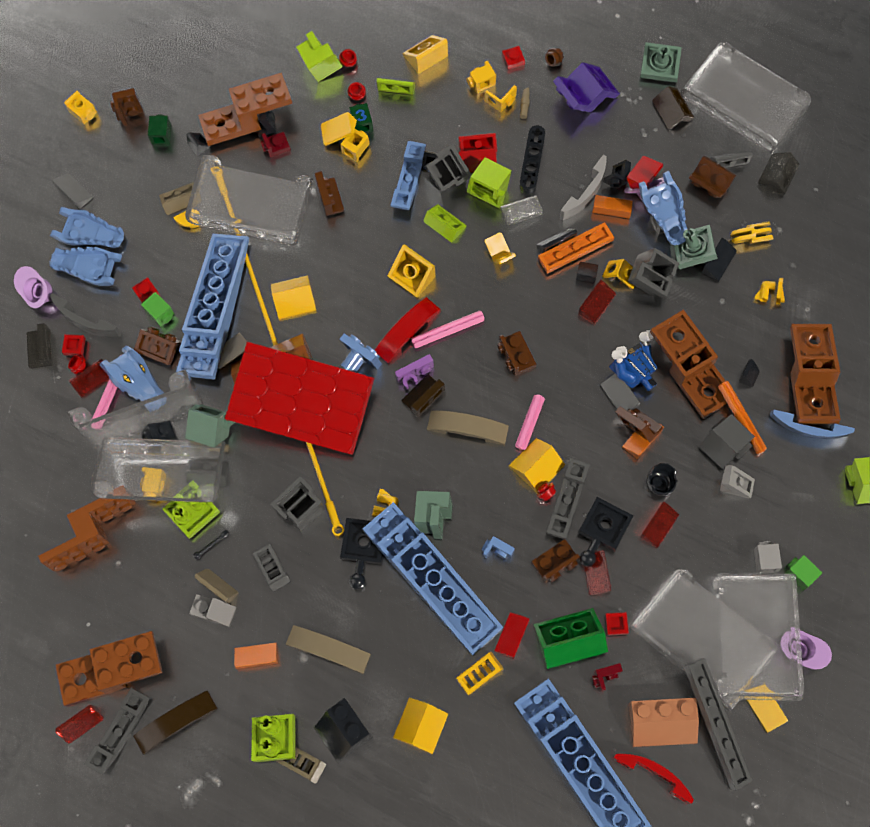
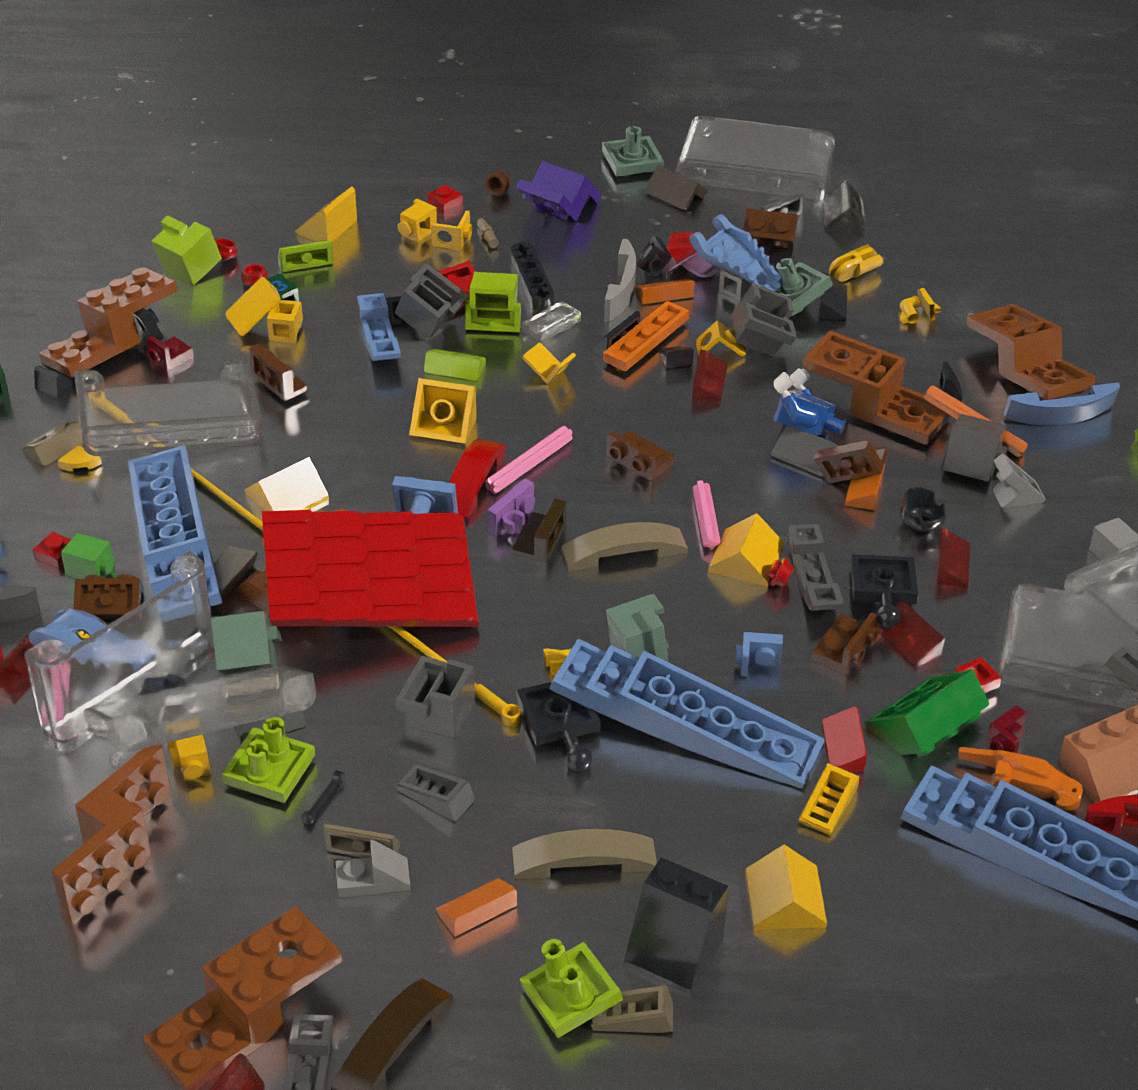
camera: 30 degrees left, 30 degrees down
(601, 713) = (1028, 774): none -> orange animal

